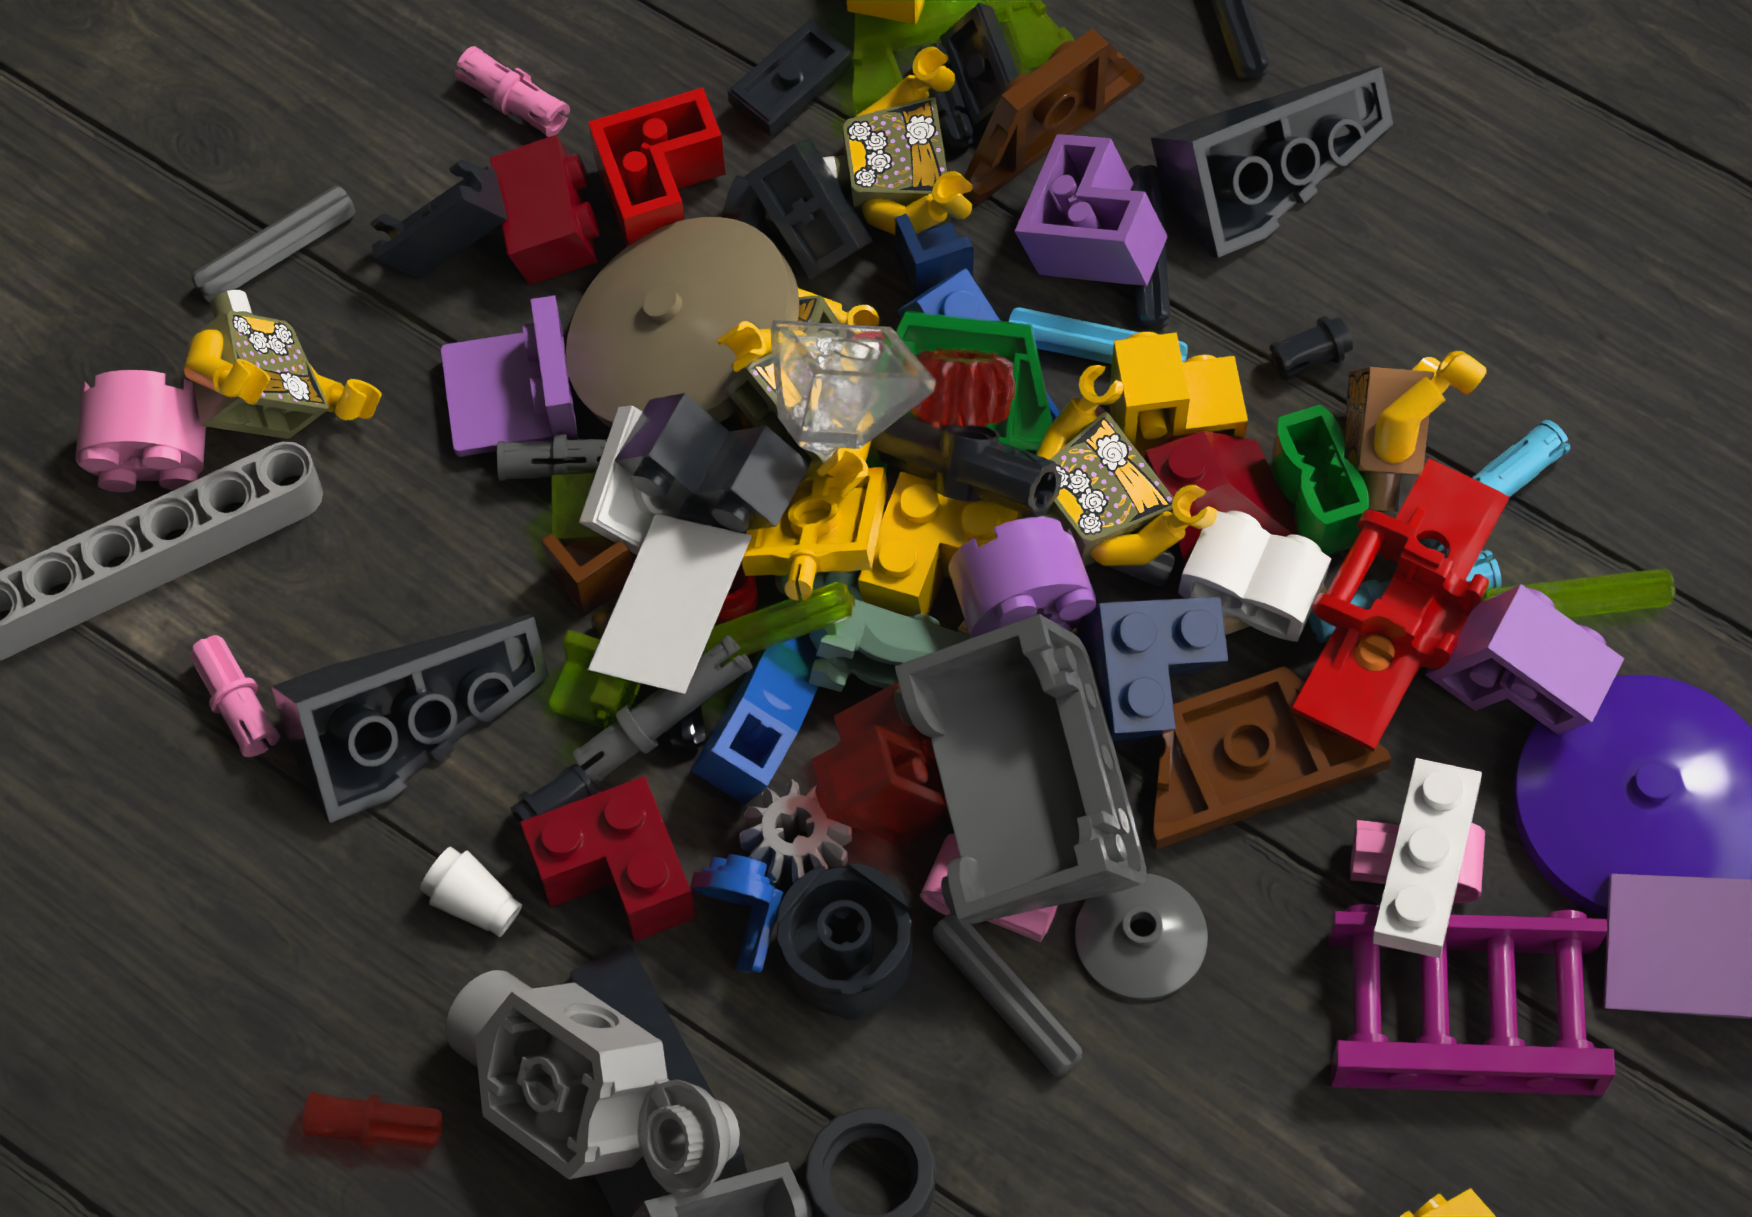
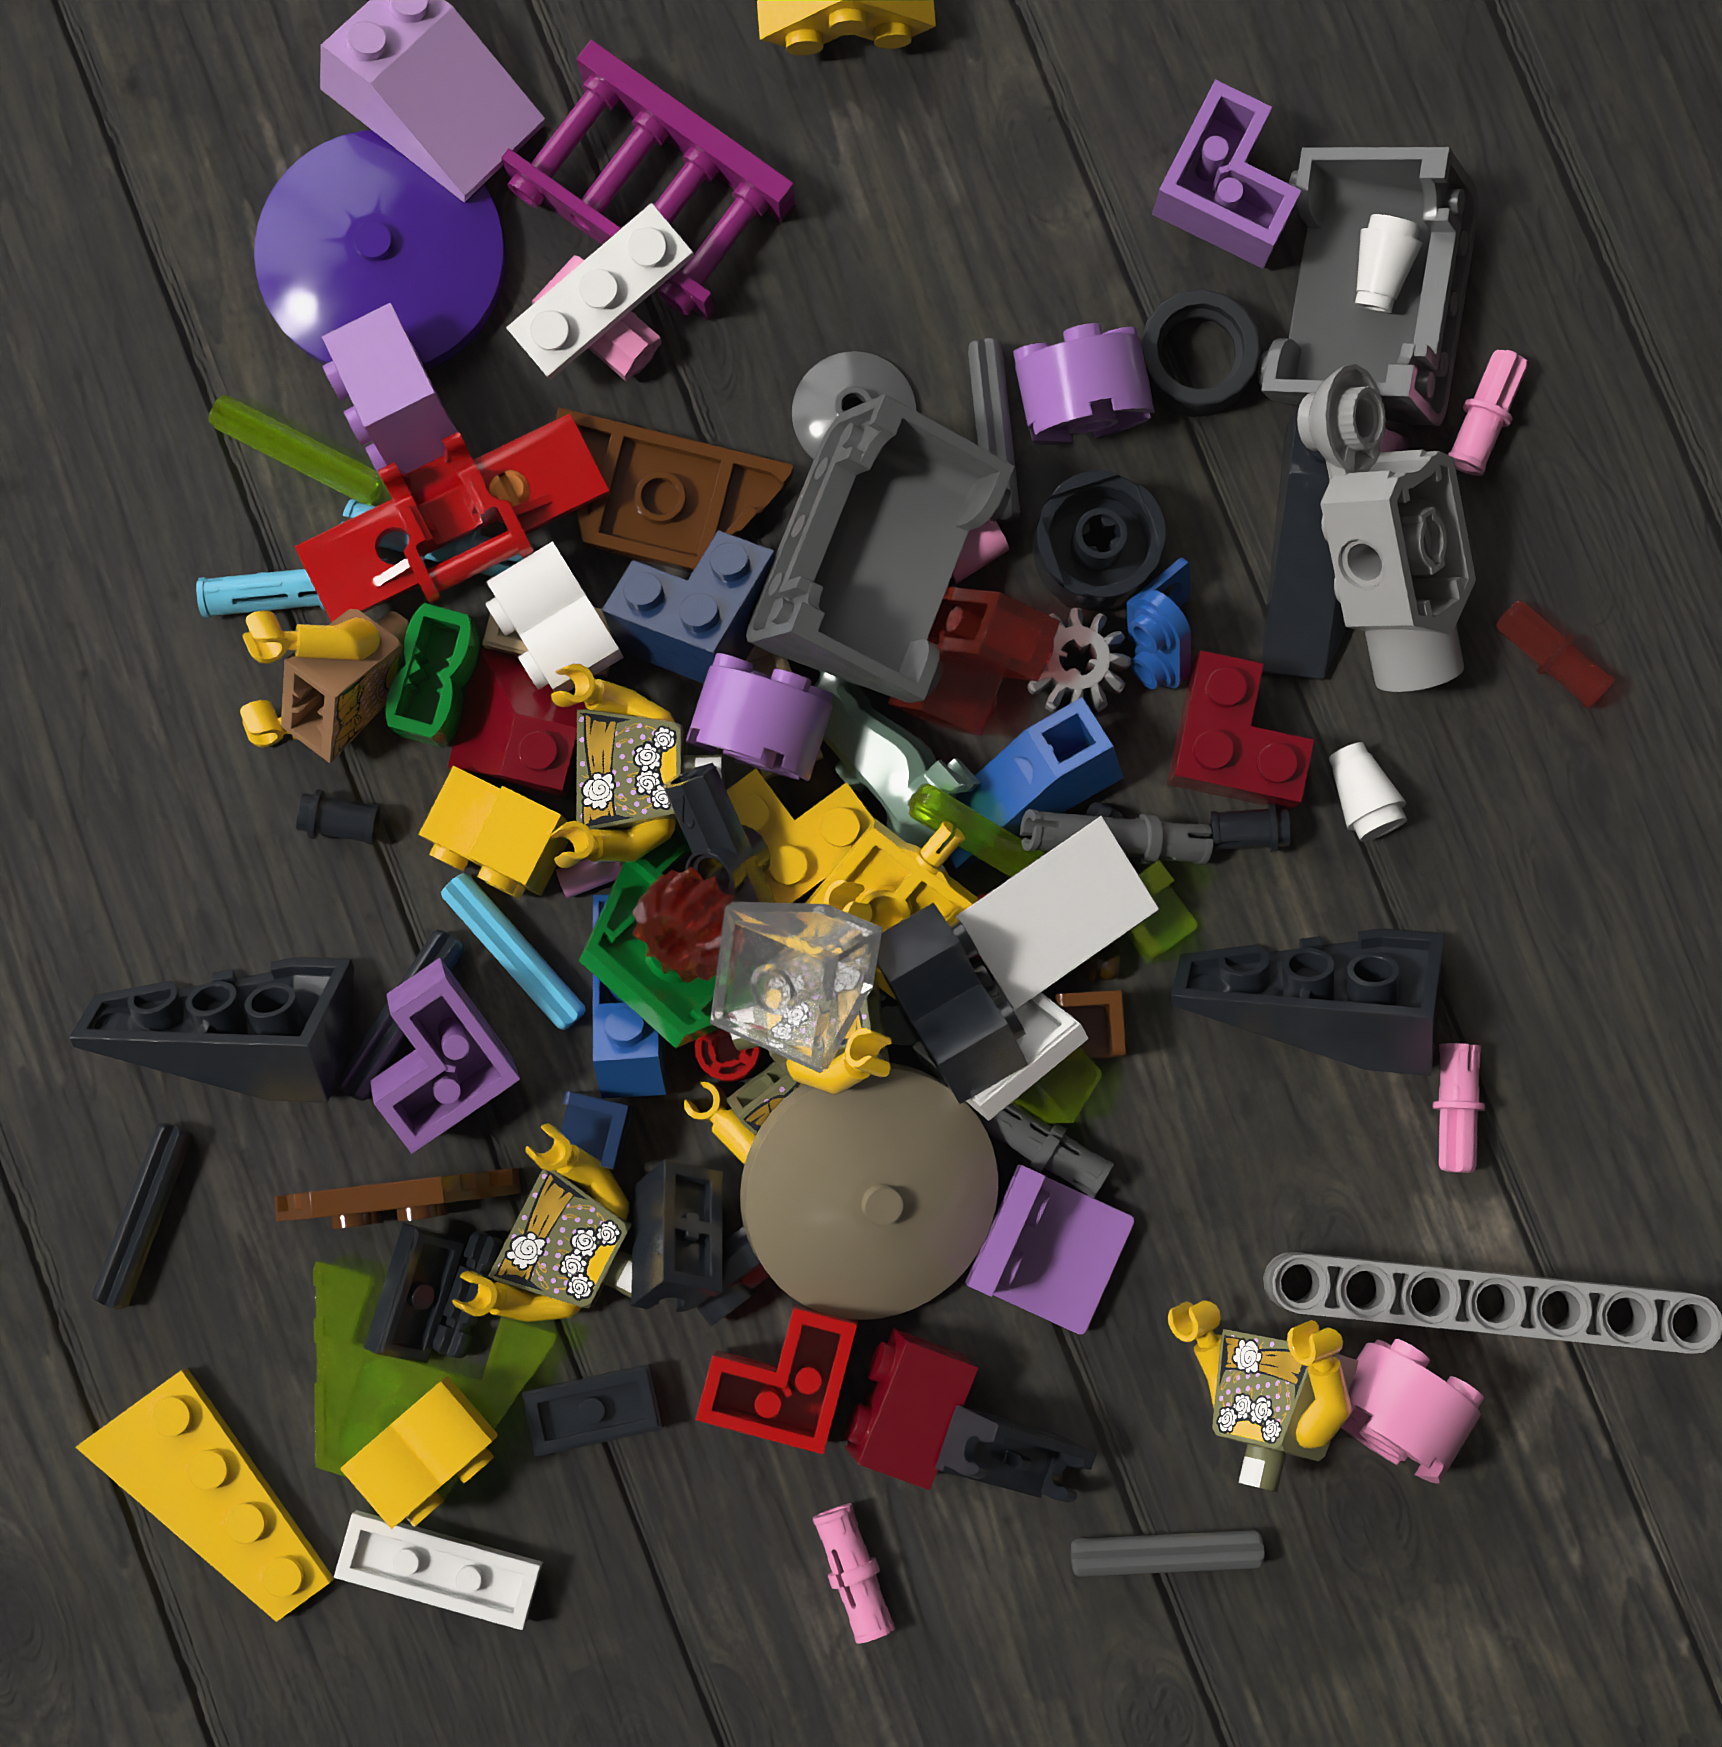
camera: 145 degrees left, 20 degrees up
(949, 1058) = (1084, 384): none -> medium lavender brick

